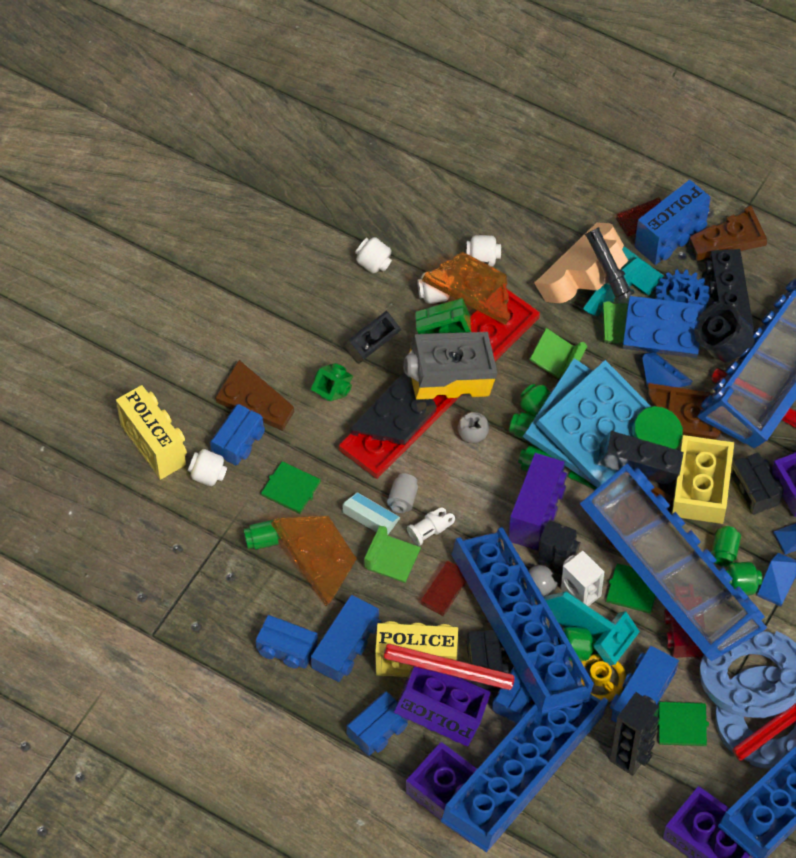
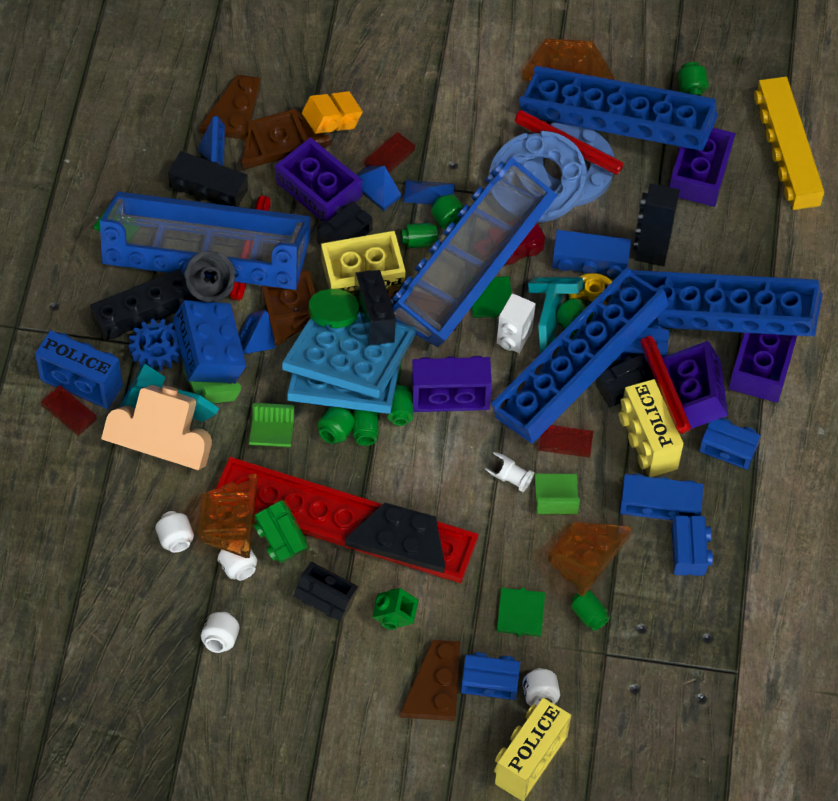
camera: 115 degrees left, 0 degrees up
(369, 513) = (518, 529): light aqua slope -> none
(403, 493) = (487, 505): light grey brick -> none
(451, 365) = (344, 490): dark grey piece -> none
(473, 420) = (391, 478): light grey piece -> none
(543, 579) = (523, 359): light grey piece -> none
(557, 546) = (493, 345): black brick -> none
(614, 275) = (183, 380): black pin -> none
(682, 724) = (604, 221): green piece -> none
(737, 232) = (64, 317): reddish brown wing -> none

